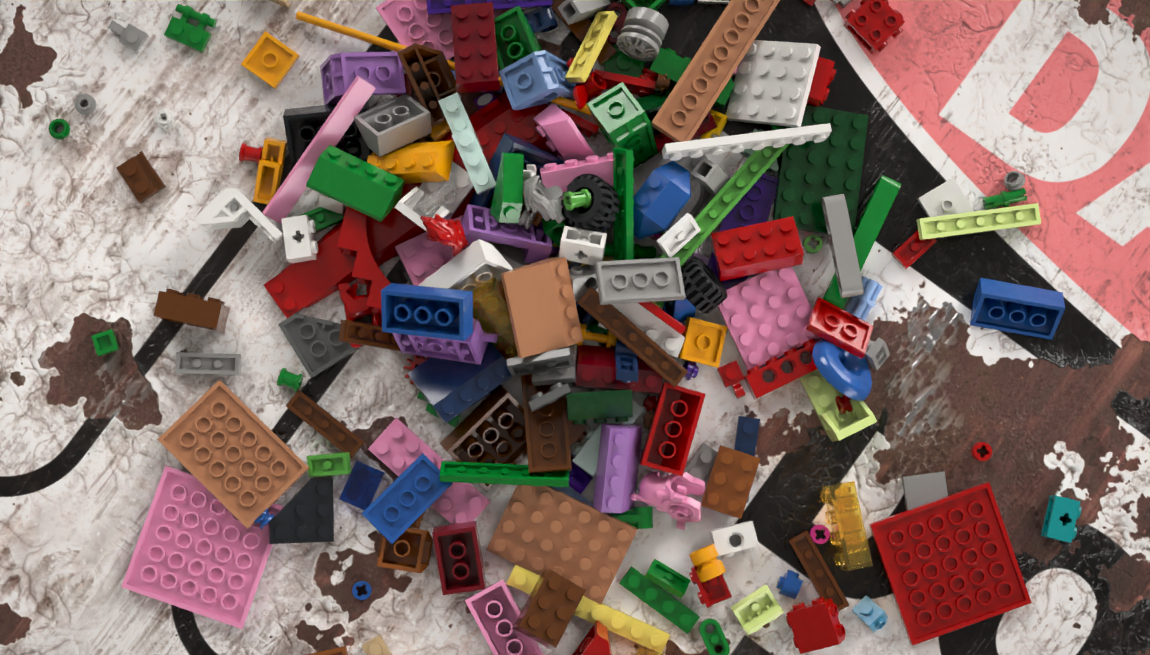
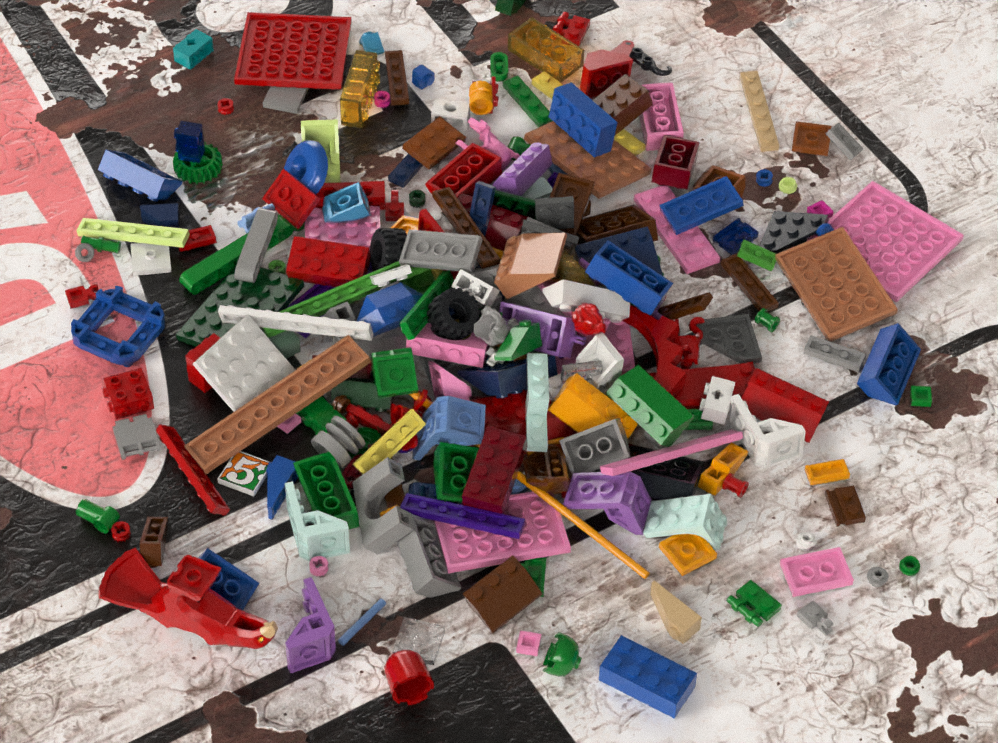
camera: 150 degrees left, 35 degrees down
(143, 84) = (816, 572): none -> bright pink plate
(148, 368) = (889, 365): none -> blue slope
(169, 208) = (827, 472): none -> light orange plate
(192, 310) = (835, 383): reddish brown brick -> none
(235, 265) = (780, 400): none -> red slope
(282, 87) = (687, 515): none -> light aqua bracket
(284, 560) = (820, 208): none -> dark pink plate
(332, 587) = (788, 185): none -> yellowish green plate
(500, 474) = (624, 195): green plate -> none
(577, 199) = (464, 311): bright green bush -> none
(579, 564) = (582, 119): none -> blue brick
(667, 578) = (516, 108): green plate -> none
(717, 407) = (417, 202): none -> dark green bush
(757, 610) = (456, 69): yellowish green bracket -> none
(776, 339) = (346, 205): none -> dark azure slope
(815, 625) = (417, 44): red brick -> none
(877, 353) = (269, 175): light grey plate -> none
(930, 70) = (127, 351): none -> blue plate
(960, 258) = (161, 215): none -> dark blue slope
(965, 342) = (199, 172): none -> green gear
(981, 347) = (189, 141): none -> clear blue brick
(987, 124) = (80, 296): none -> red plate

